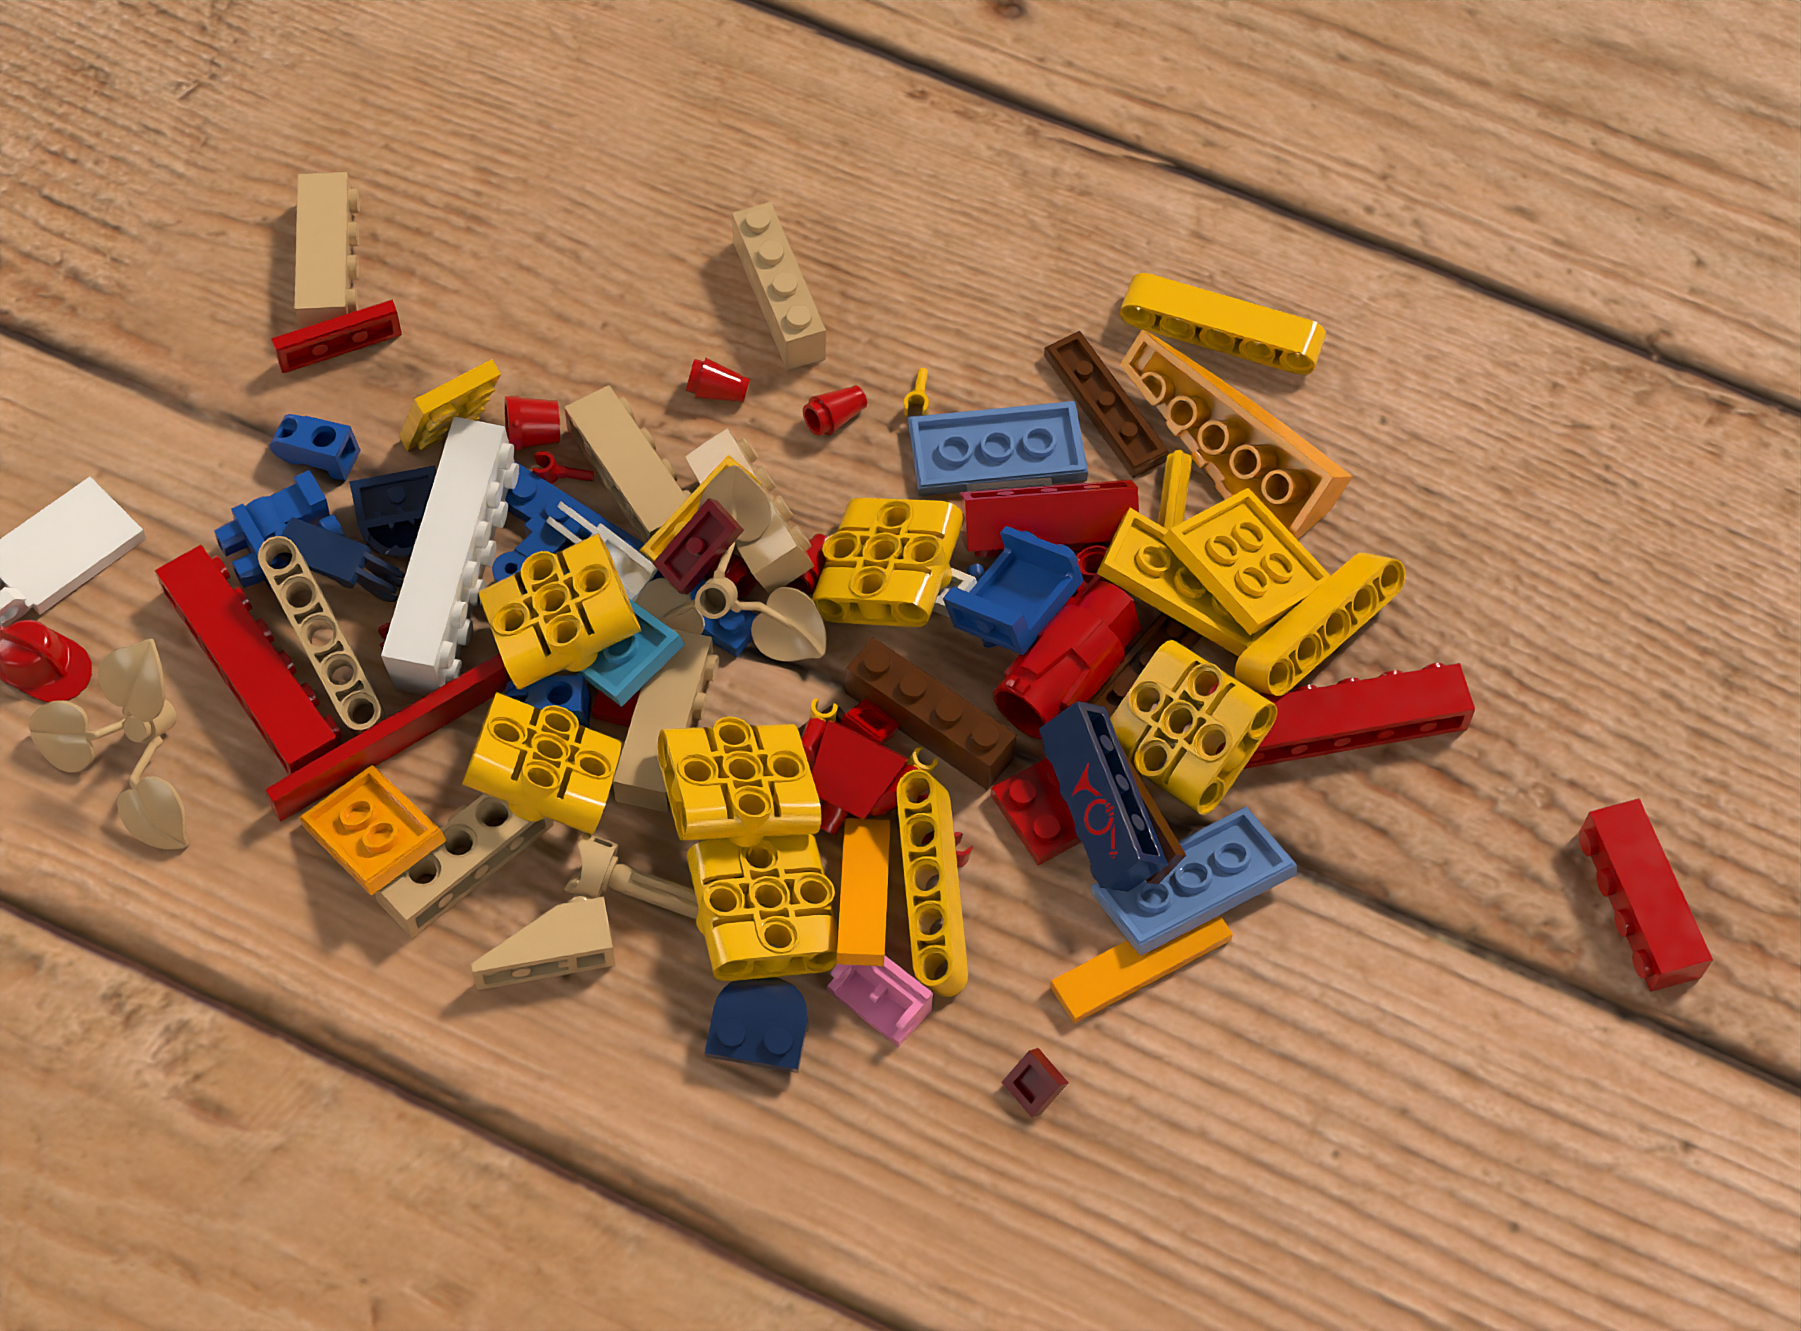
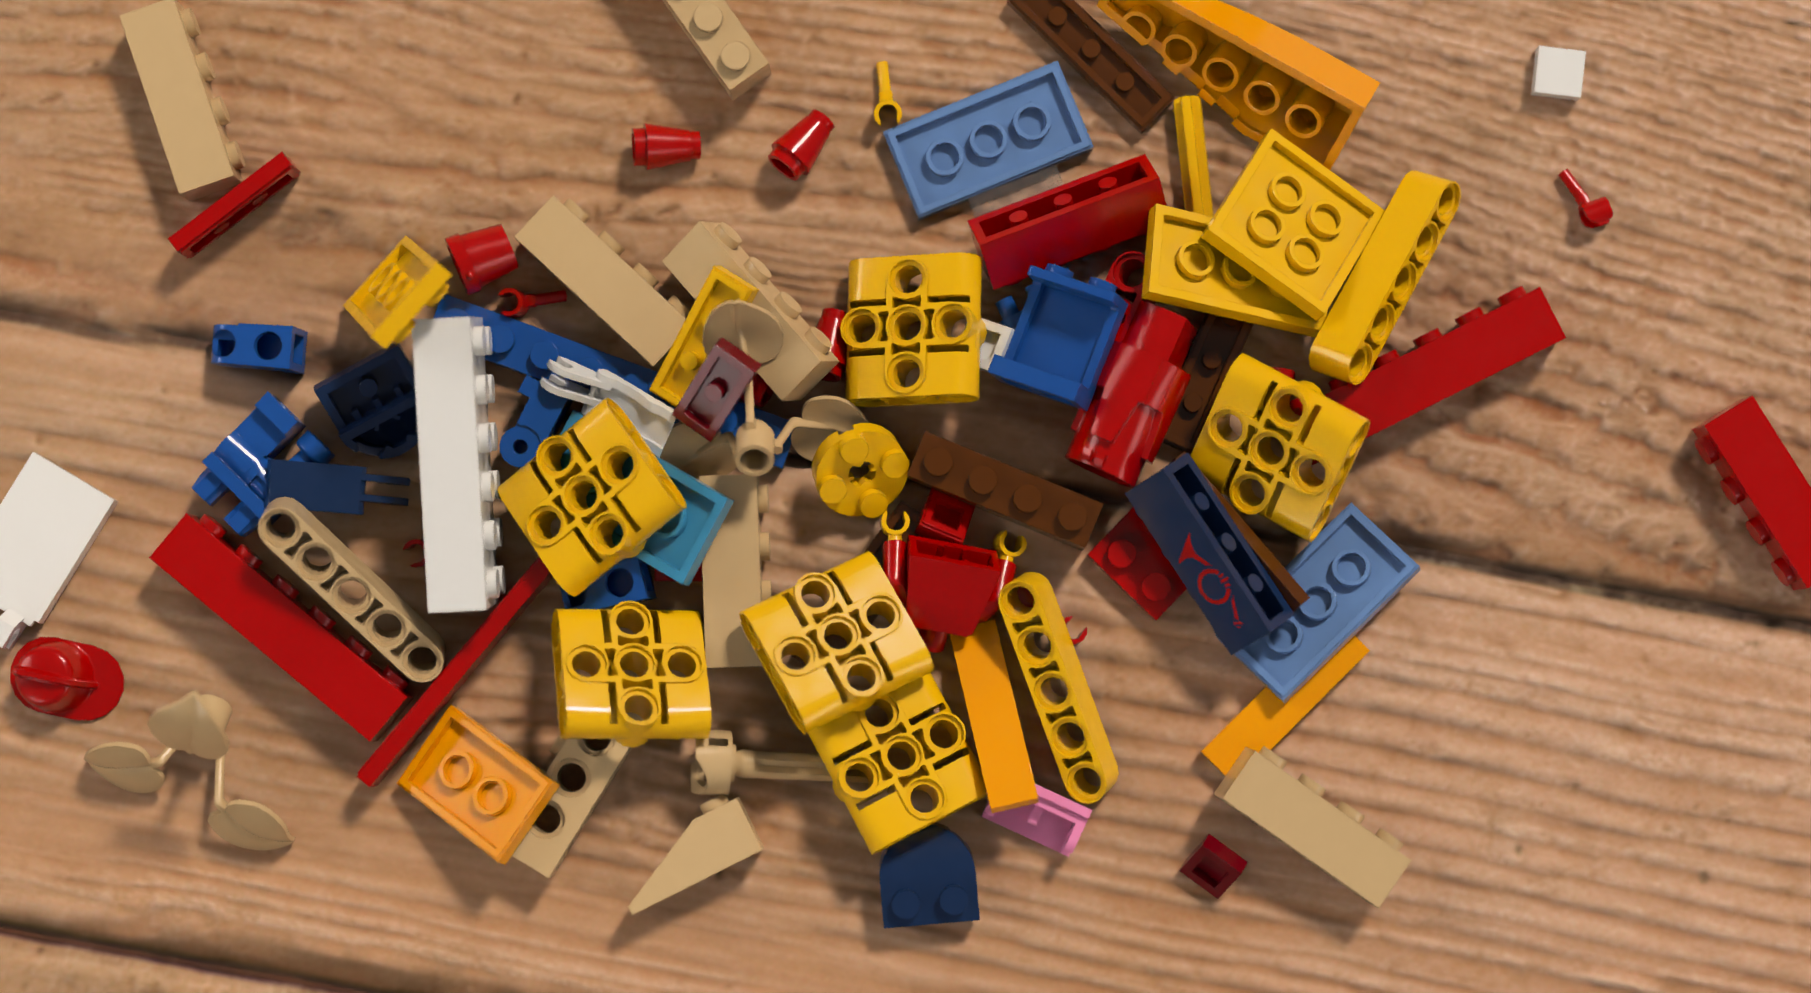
camera: 15 degrees left, 25 degrees up
(805, 636) = (871, 492): none -> yellow plate
(1140, 1067) = (1312, 826): none -> tan brick
(1514, 516) = (1558, 73): none -> white tile
(1521, 629) = (1591, 213): none -> red hand

